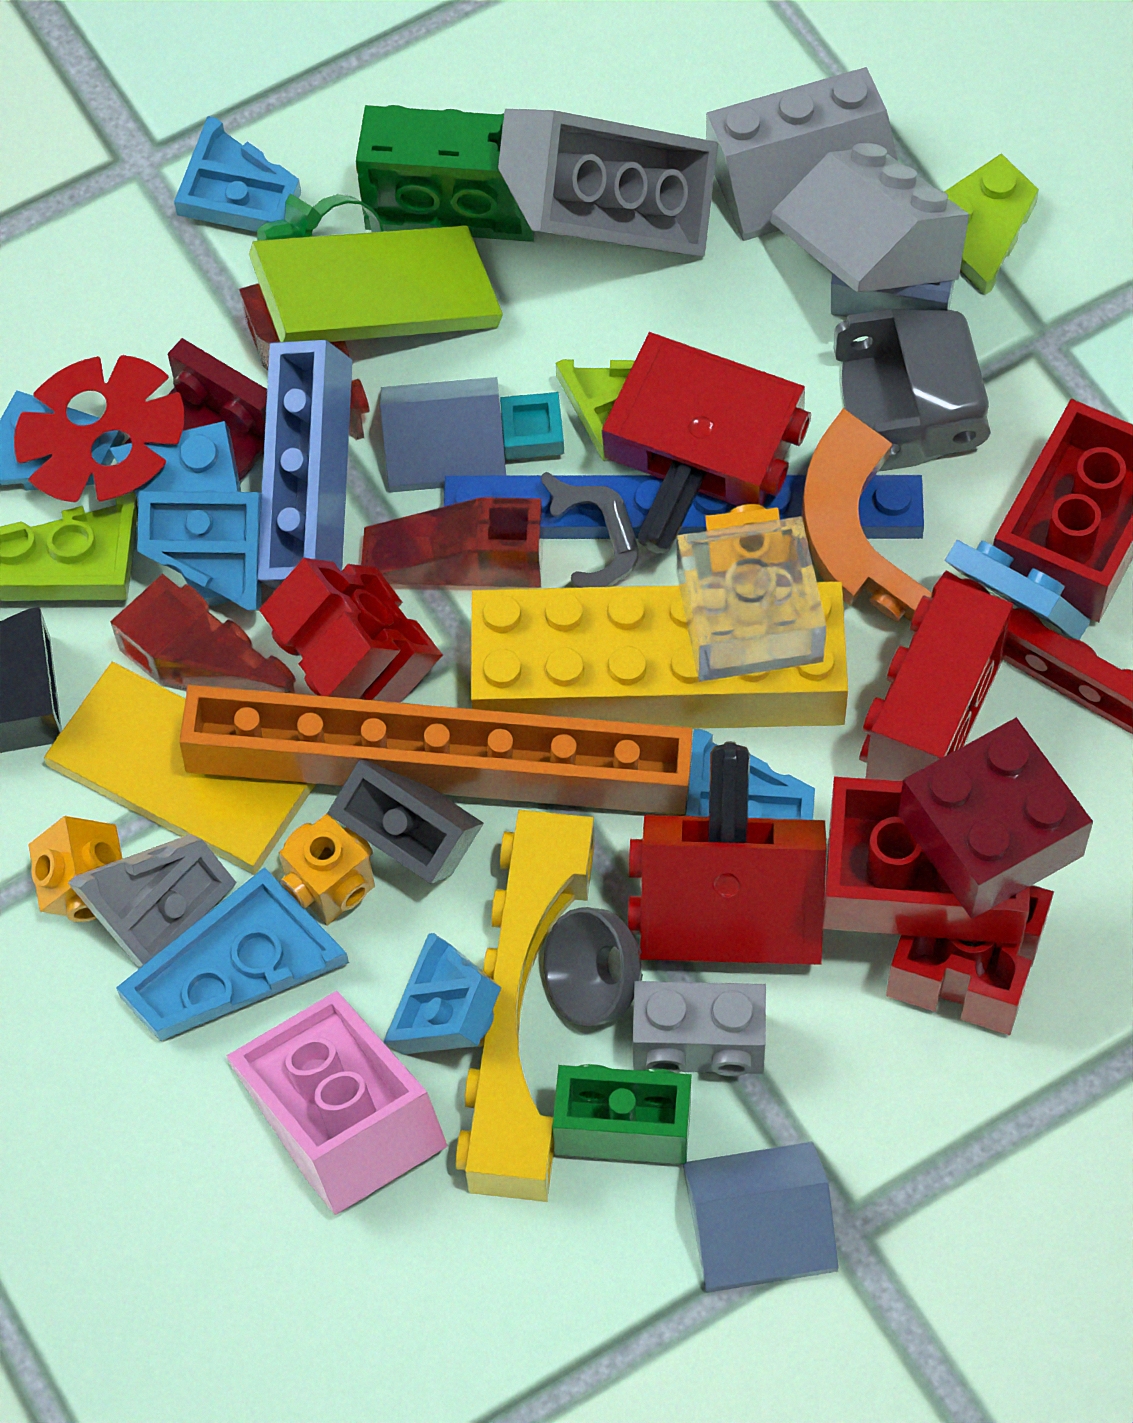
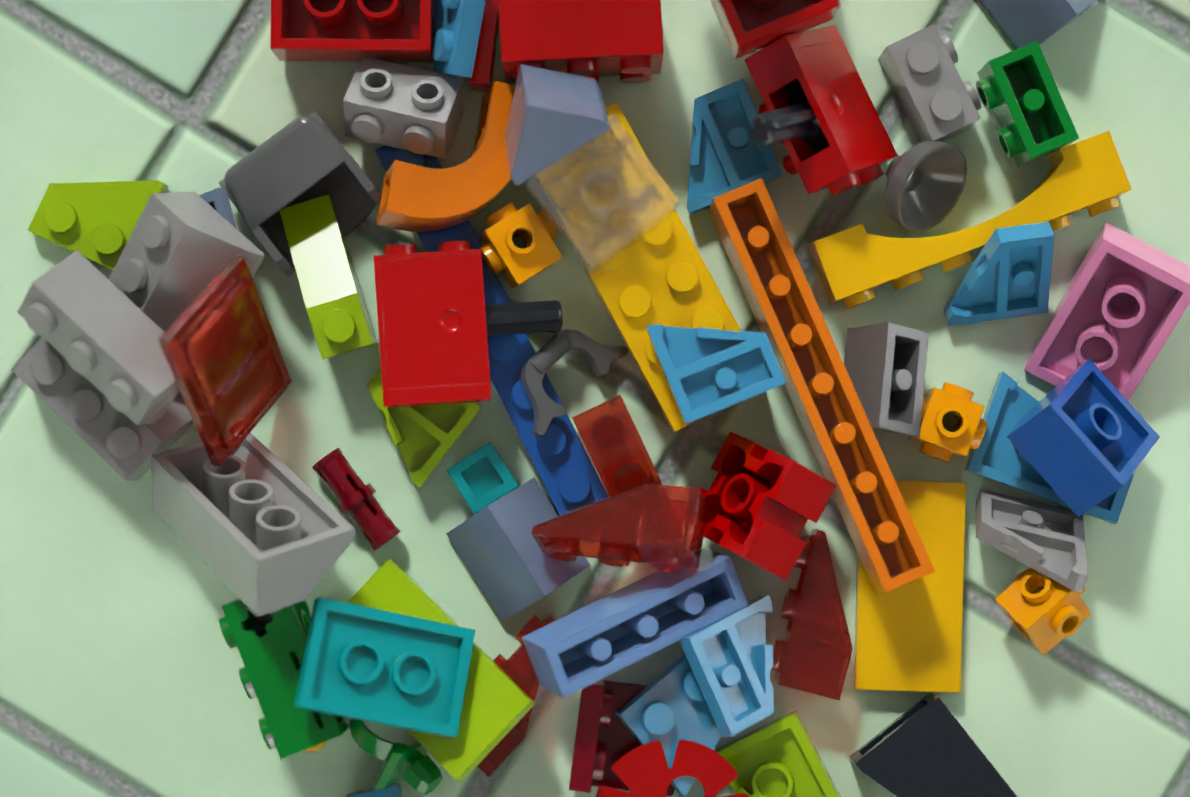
camera: 125 degrees left, 25 degrees up
(226, 984) = (1084, 438): none -> blue slope
(394, 221) = (384, 668): none -> teal plate
(398, 503) = (640, 525): none -> clear red slope
(514, 634) = (714, 367): none -> dark azure wing
(617, 307) = (356, 499): none -> dark red pin
(771, 220) = (226, 360): none -> clear red piece
(830, 370) = (327, 277): none -> lime slope
(842, 115) = (102, 337): none -> light grey slope
(858, 581) = (551, 119): none -> sand blue slope
(949, 502) = (399, 110): none -> light grey brick

